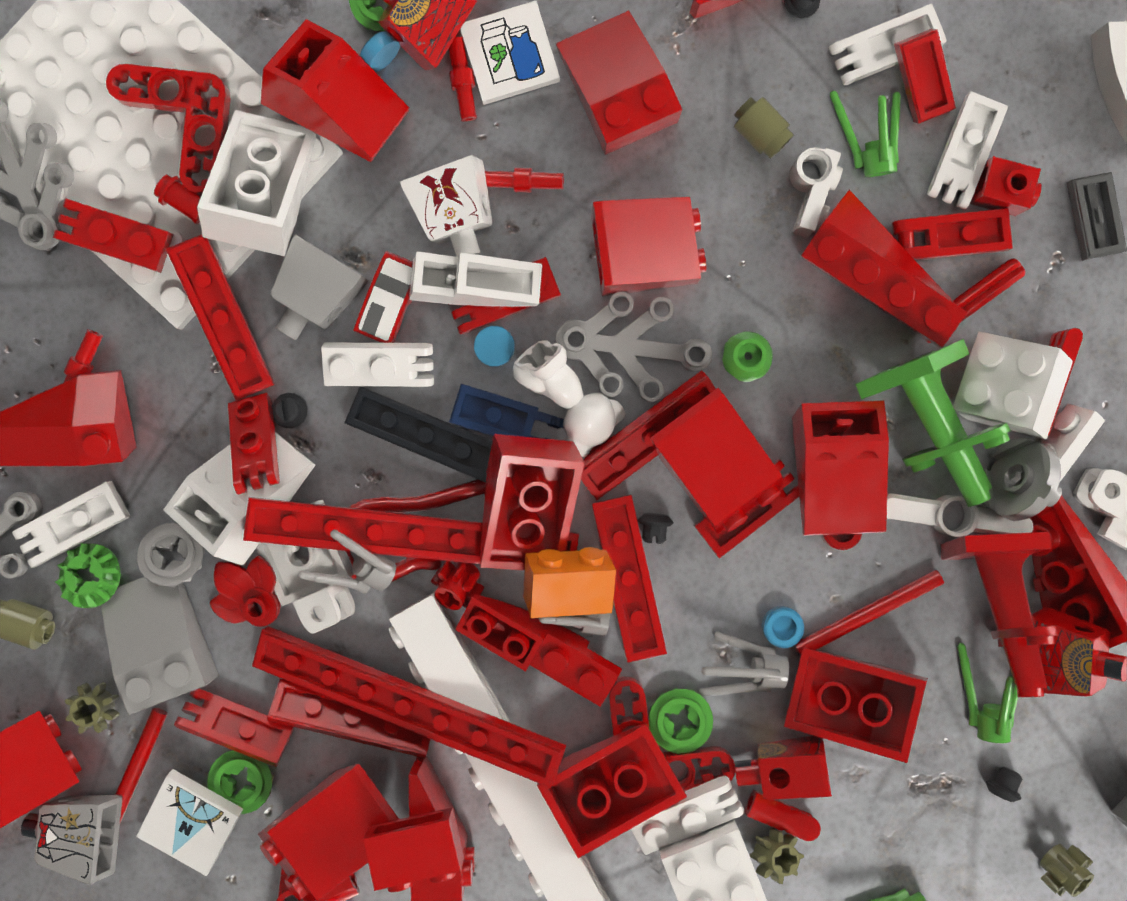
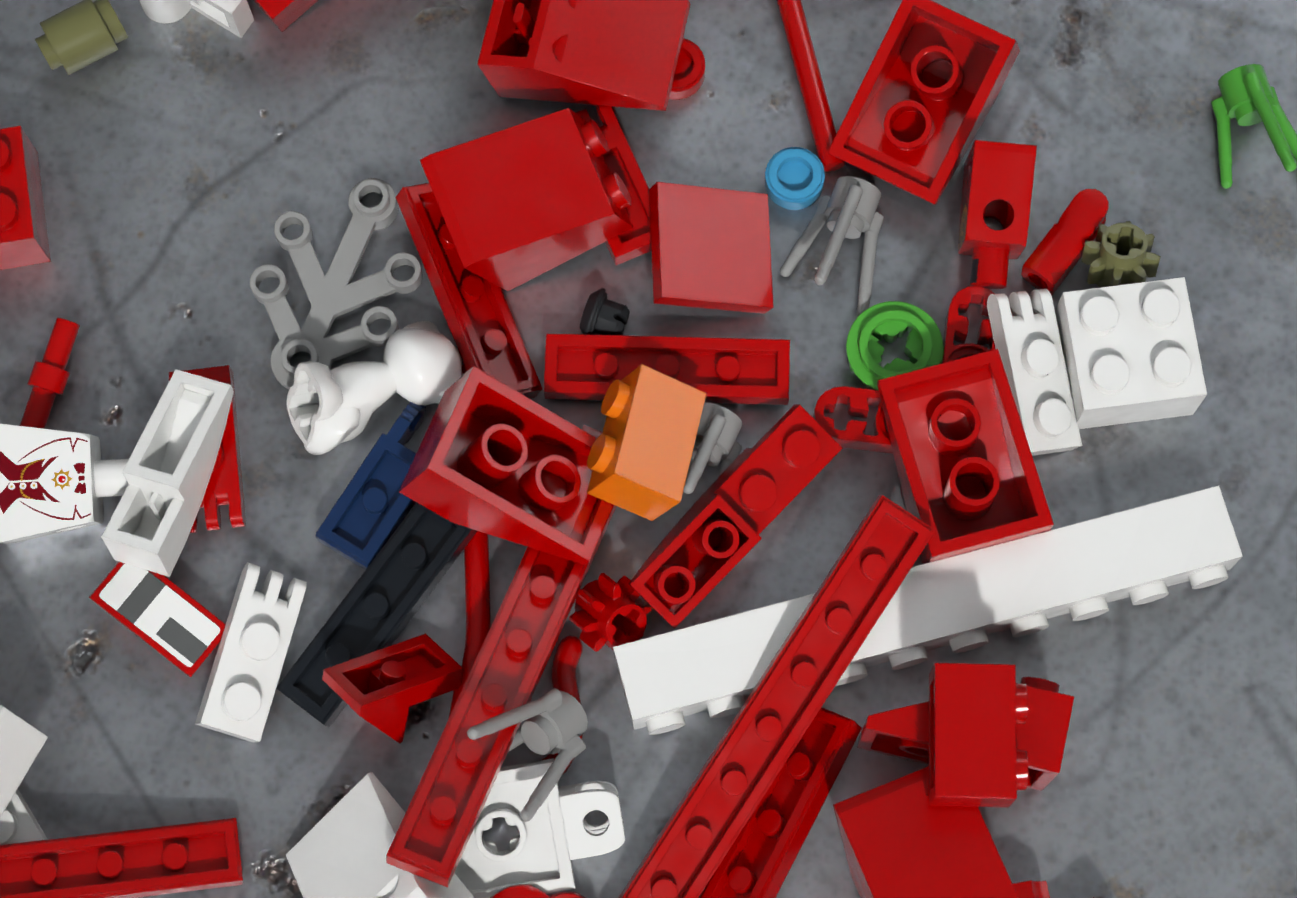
camera: 75 degrees left, 15 degrees down
(253, 442) = (310, 858): red hinge -> none
(289, 410) = (282, 807): black piece -> none
(313, 287) = (108, 716): light grey torso -> none
(377, 461) = (392, 680): none -> red slope
(494, 346) = (276, 479): dark azure tile -> none
(646, 244) = (193, 229): slope -> none
(717, 586) = (710, 248): none -> tile
(734, 356) = (400, 150): bright green plate -> none

